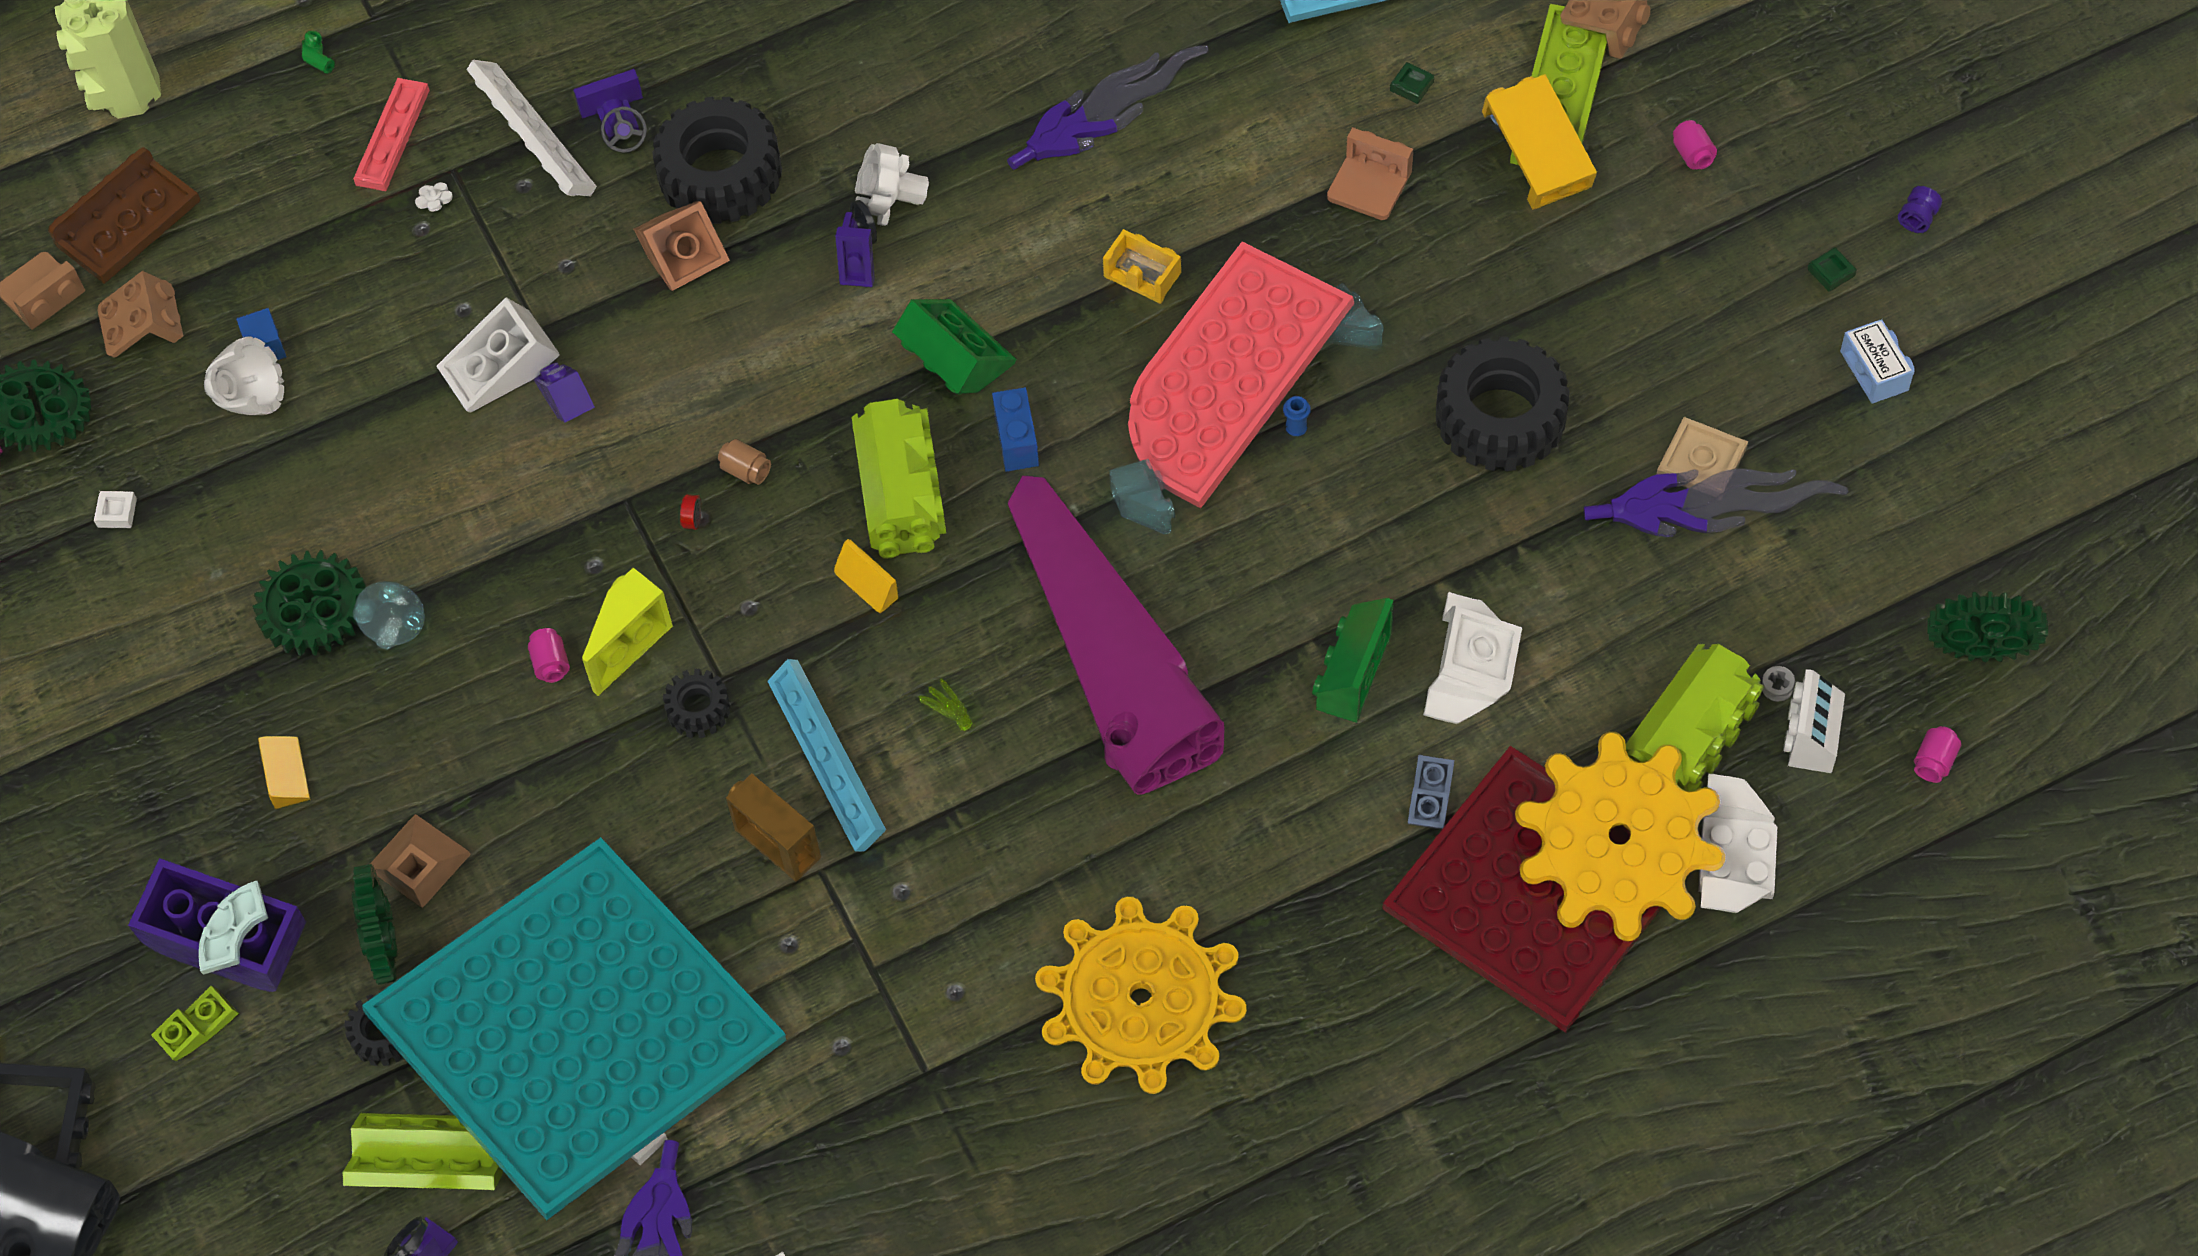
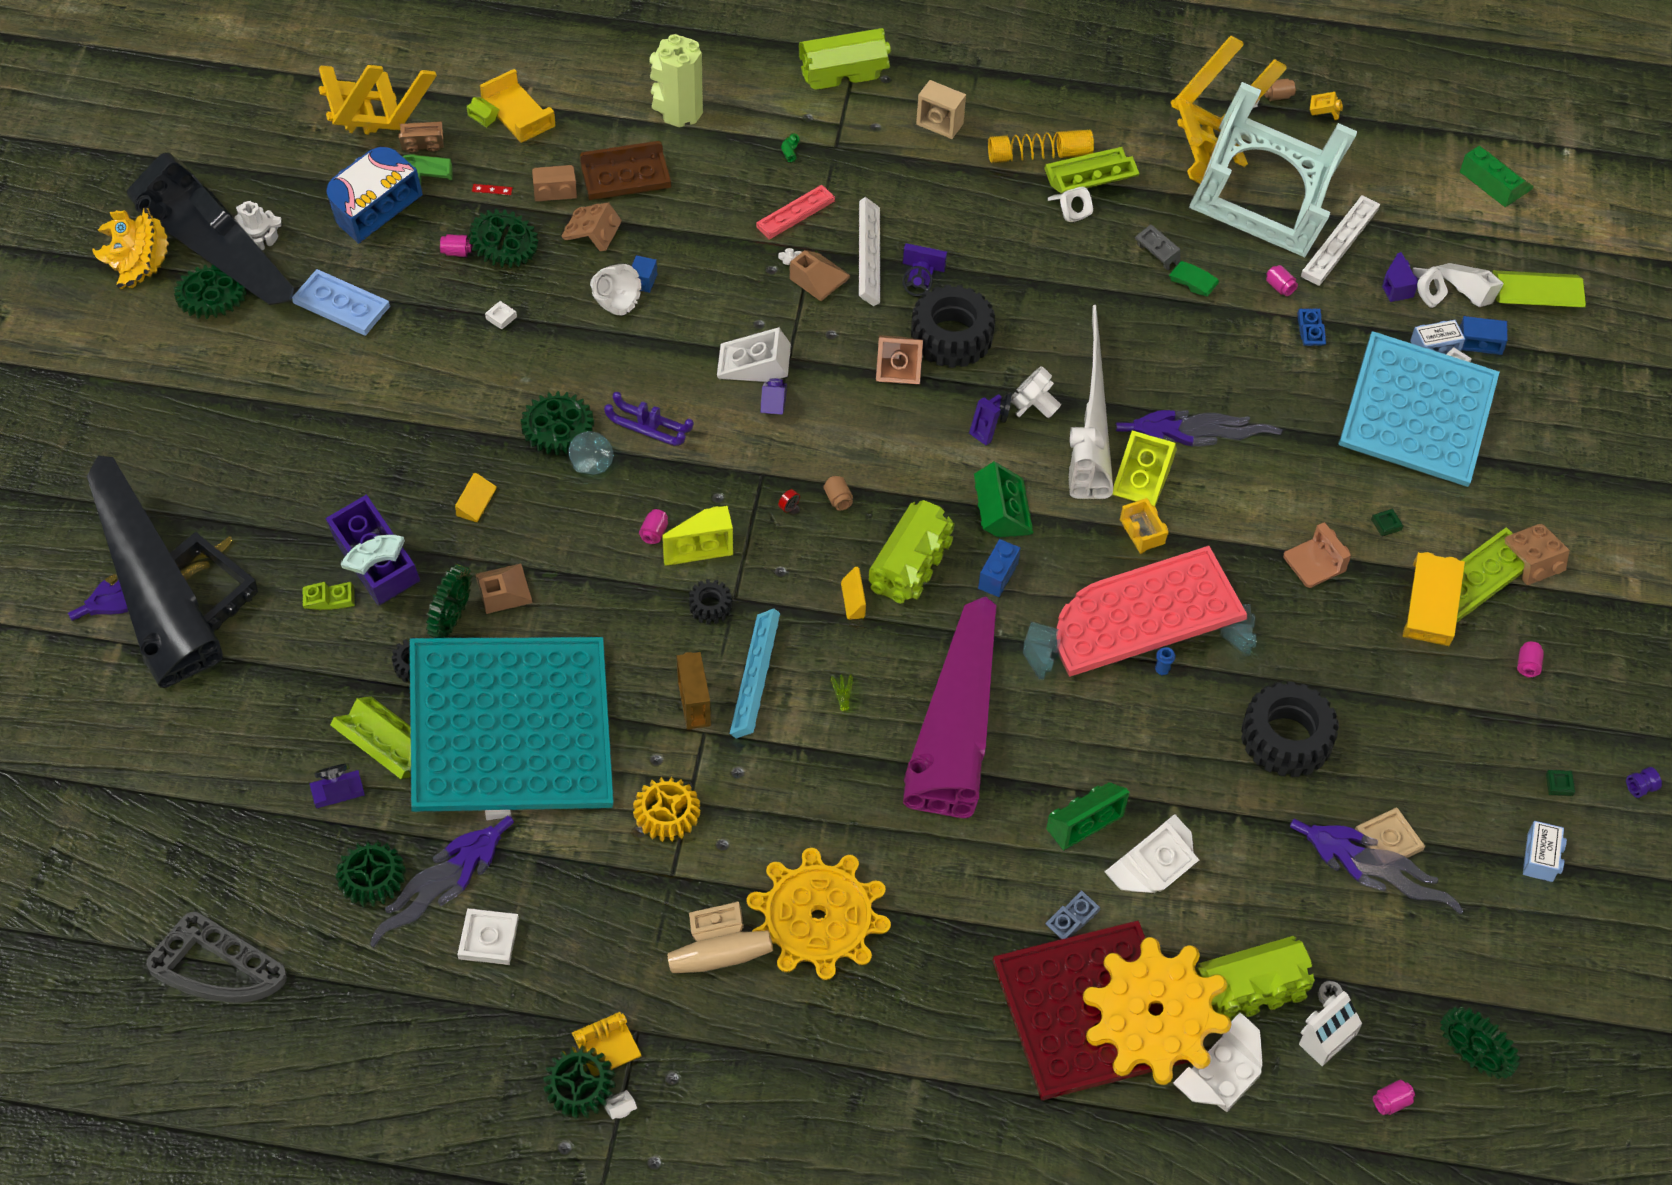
camera: 30 degrees right, 5 degrees down
(428, 525) = (648, 421): none -> dark purple piece
(489, 199) = (816, 274): none -> medium nougat slope
(834, 982) = (669, 797): none -> yellow gear
(1031, 236) = (1091, 461): none -> white panel
(1053, 1111) = (719, 941): none -> tan plate
(1087, 195) = (1144, 468): none -> neon yellow slope

